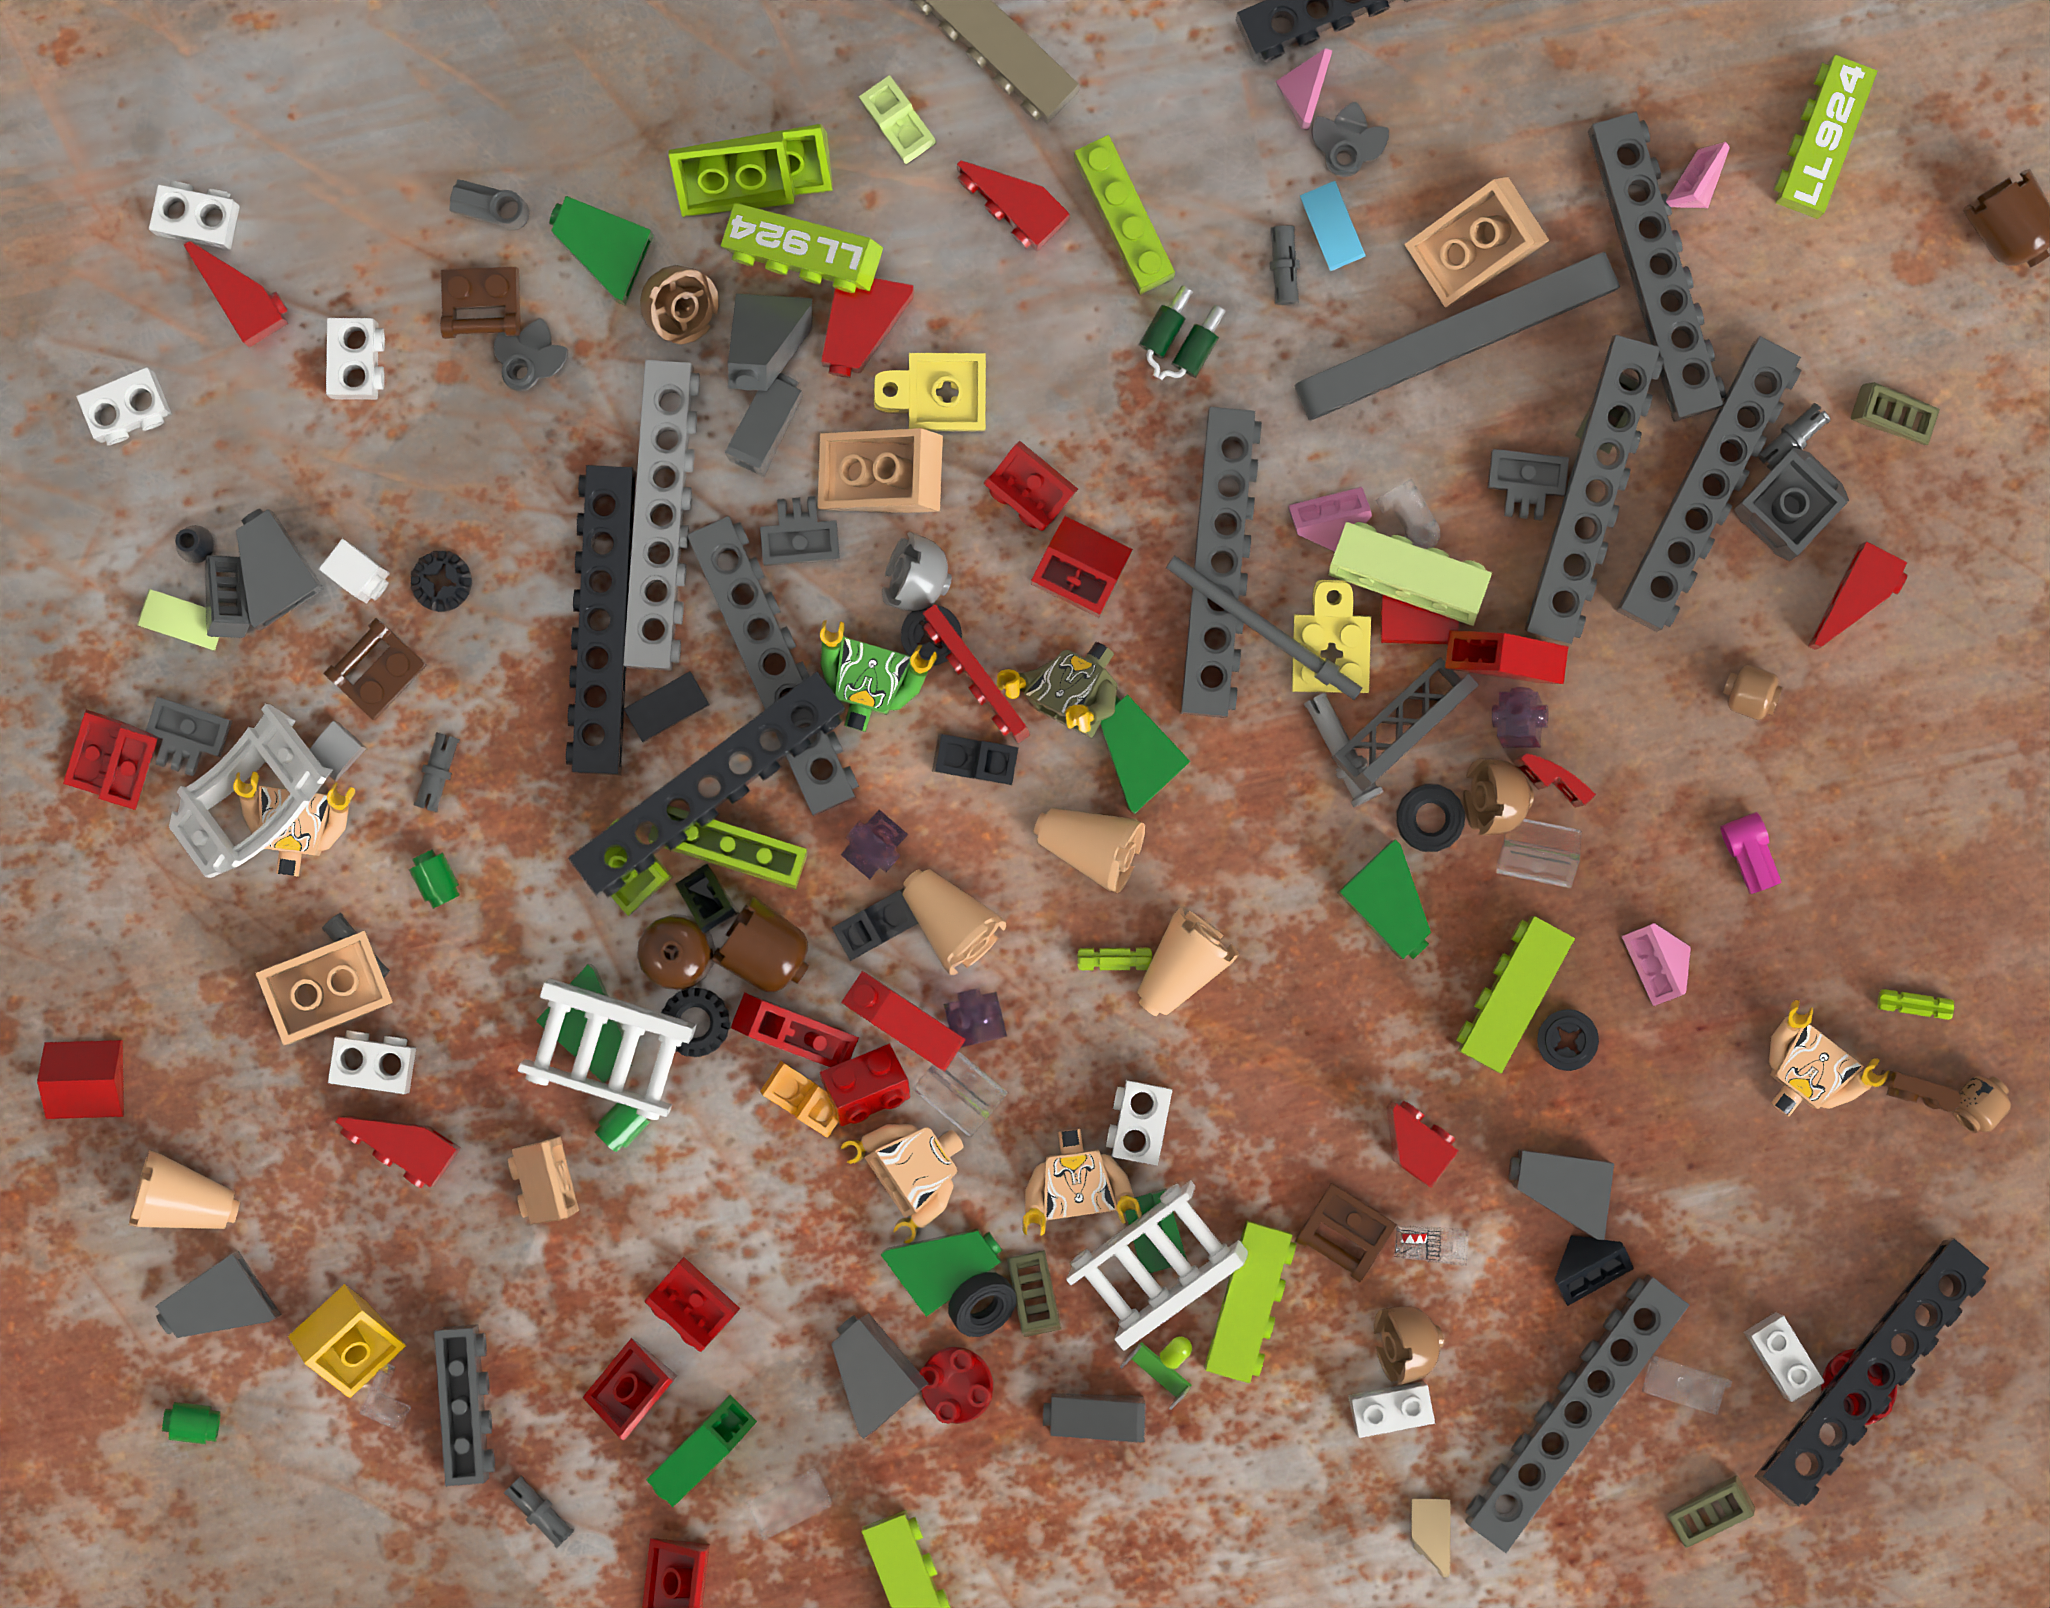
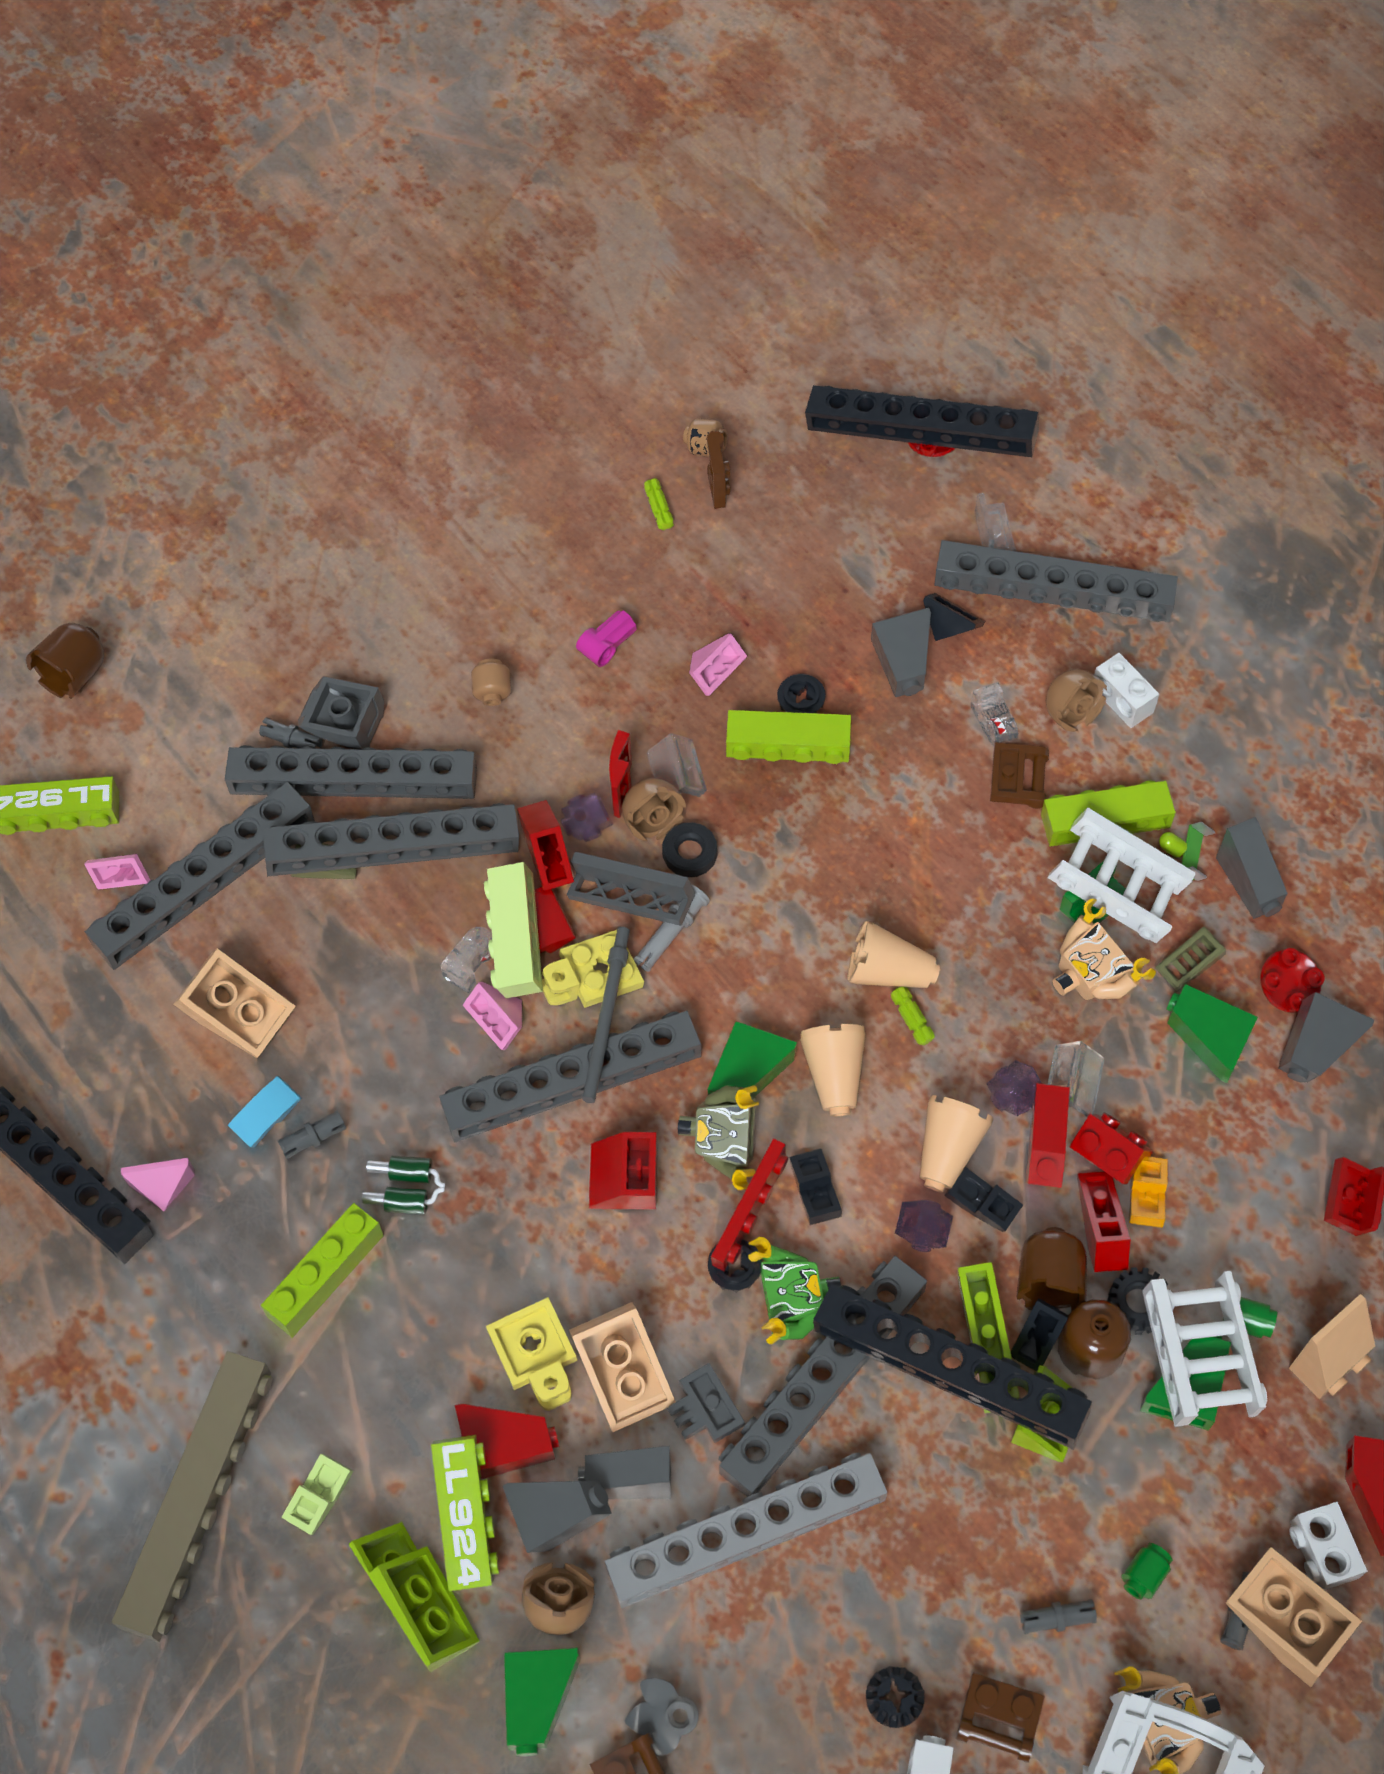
camera: 110 degrees left, 25 degrees down
(337, 749) = (1086, 1713): light grey brick -> none
(620, 485) = (966, 1474): black brick -> none
(666, 706) = (900, 1449): black tile -> none
(912, 1169) = (1154, 1082): light nougat torso -> none
(917, 574) = (692, 1296): light grey cylinder -> none
(974, 1290) = (1223, 985): black tyre -> none
(1022, 204) = (348, 1354): red slope -> none
(1030, 487) = (578, 1241): red bracket -> none
(1150, 1124) = (1020, 934): white brick -> none
(1349, 135) = (186, 1133): dark grey plate -> none
(1389, 902) = (764, 848): green slope -> none
(1416, 1147) = (931, 747): red slope -> none
(1432, 1531) = (1190, 633): tan slope -> none
(1457, 336) = (316, 988): dark grey beam -> none
(1527, 479) = (405, 892): dark grey hinge -> none
(1732, 1517) = (1058, 484): olive slope -> none
(1783, 1357) = (941, 478): white brick -> none
(1815, 1067) = (735, 537): light nougat torso -> none
(1865, 404) = (244, 685): olive slope -> none
(1865, 585) = (382, 647): red slope -> none

